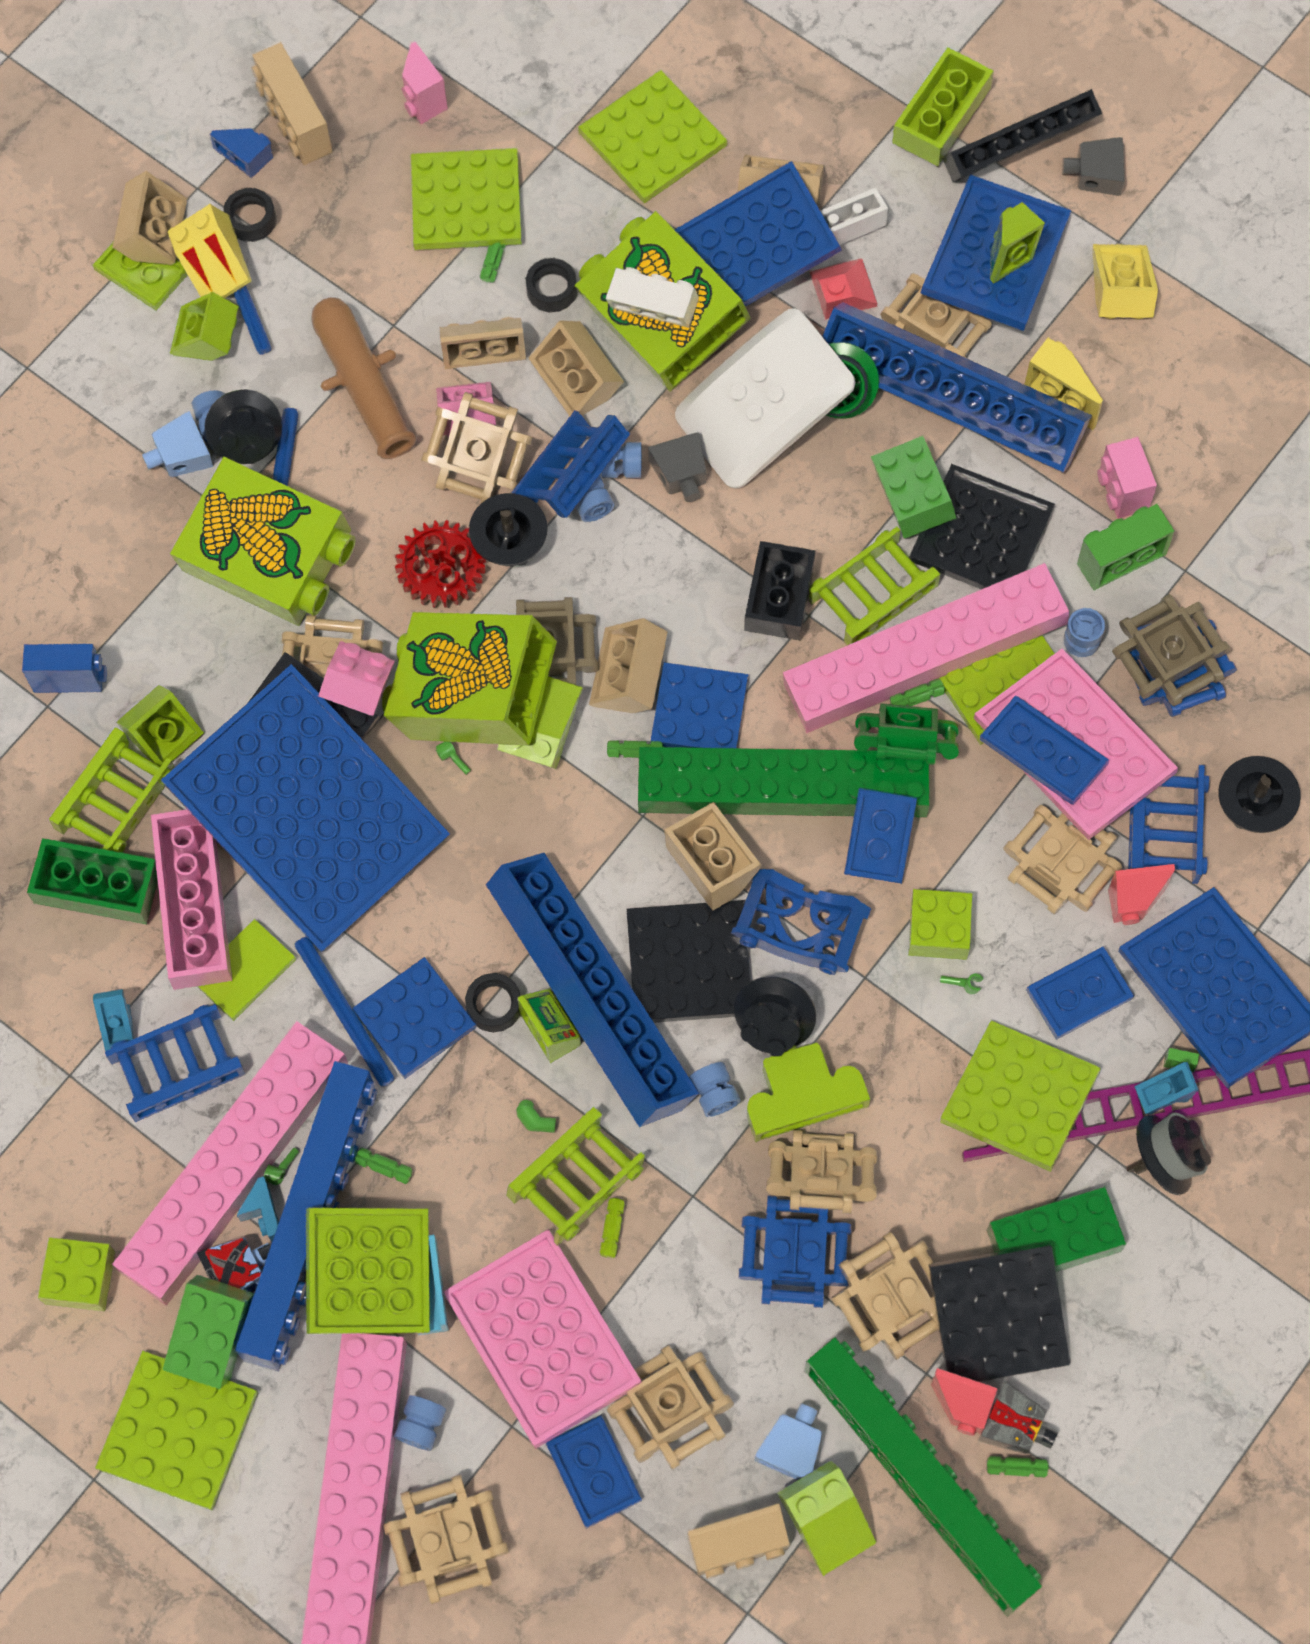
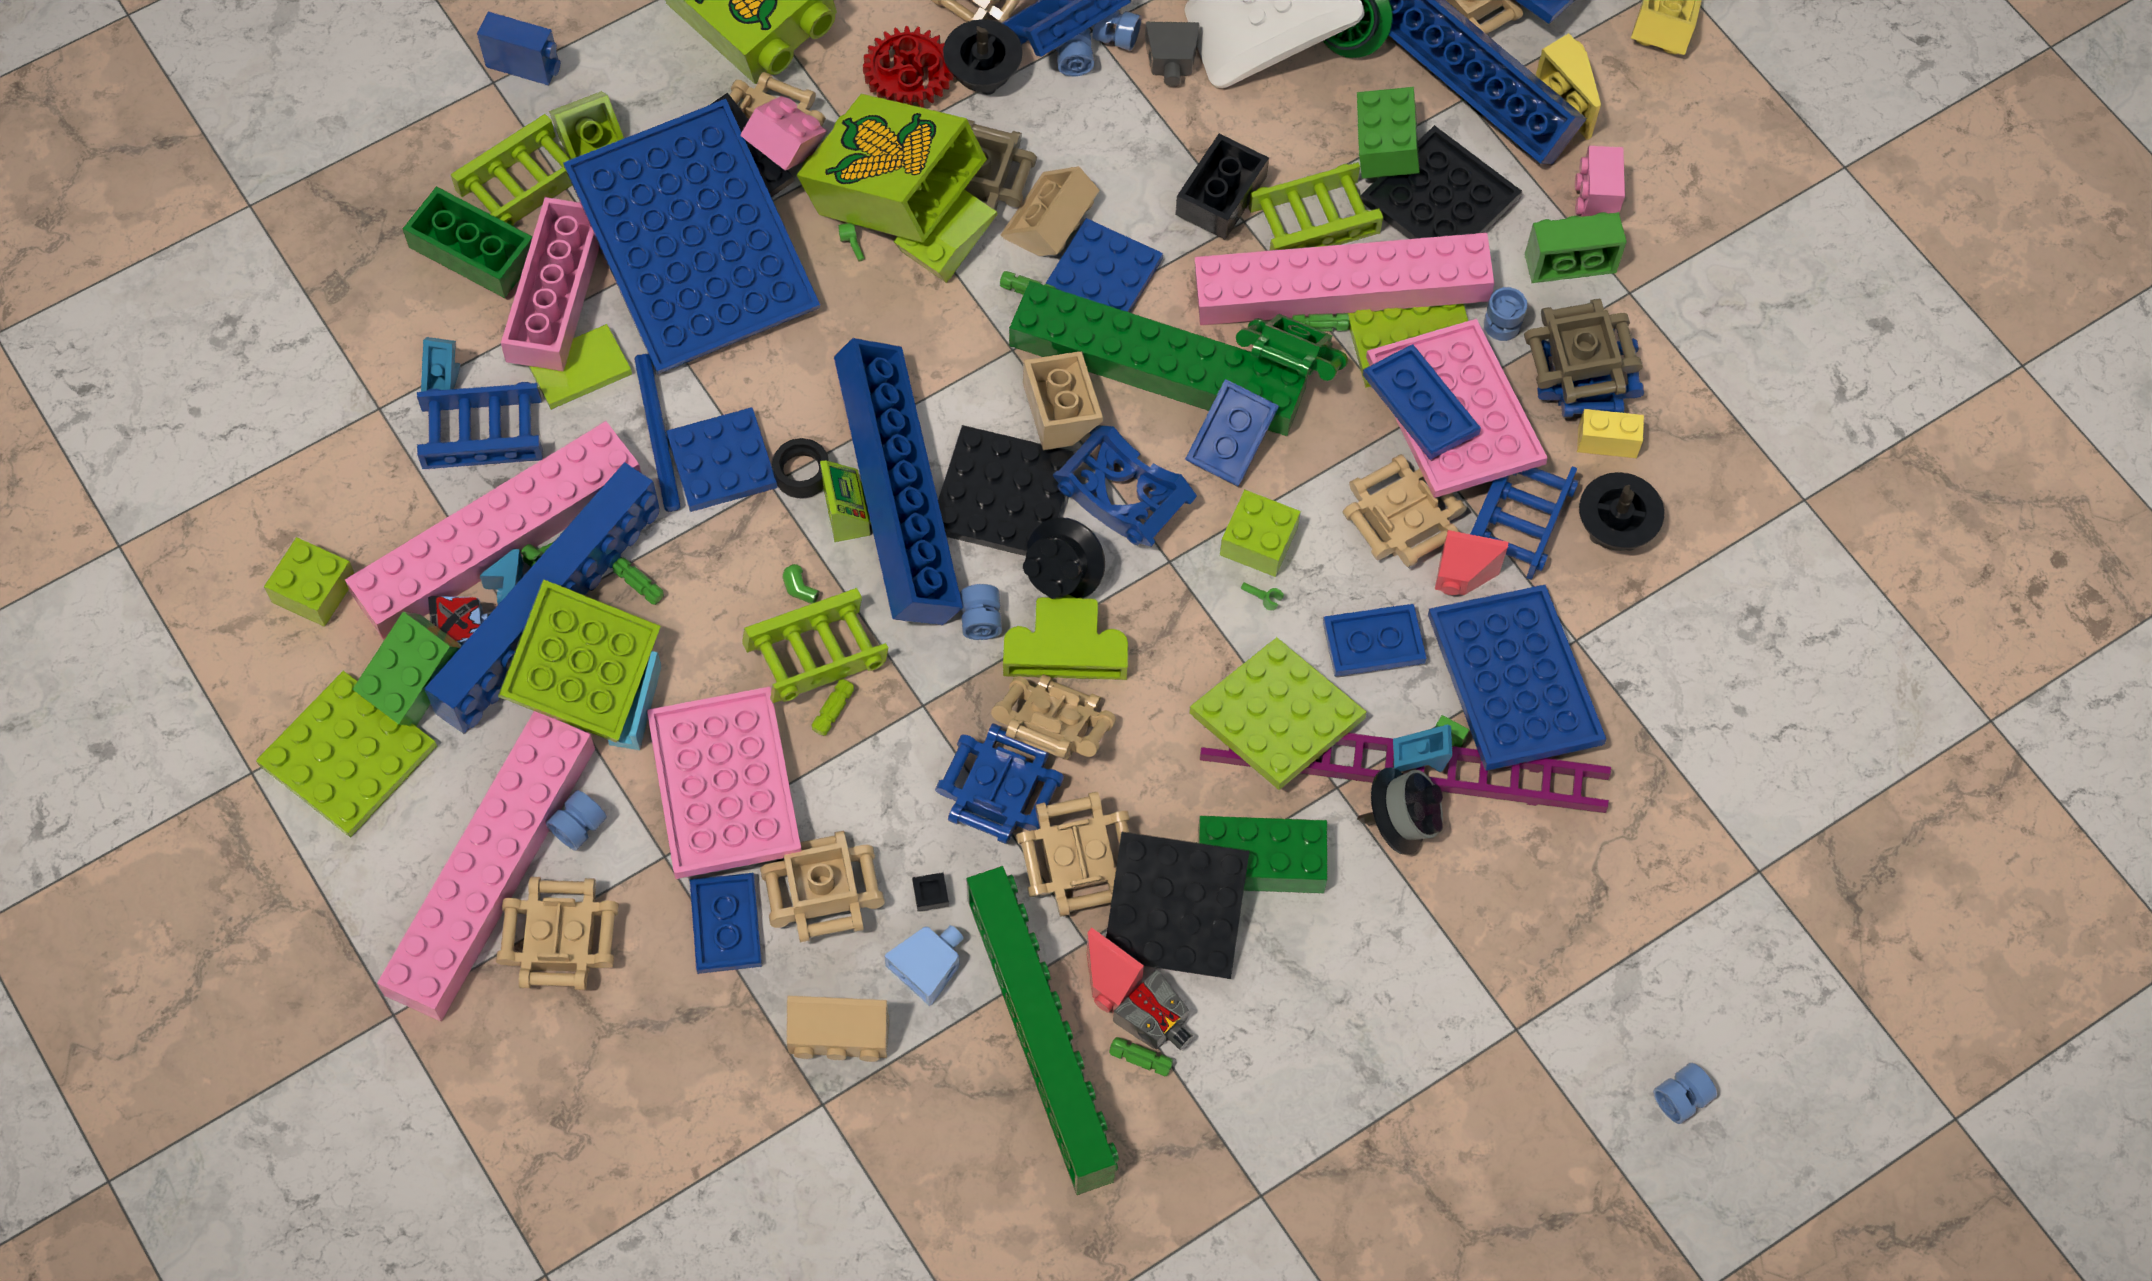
camera: 15 degrees right, 5 degrees down
(770, 1377) = (930, 891): none -> black plate
(827, 1517) = (933, 1038): lime slope -> none
(1220, 719) = (1610, 433): none -> light yellow brick

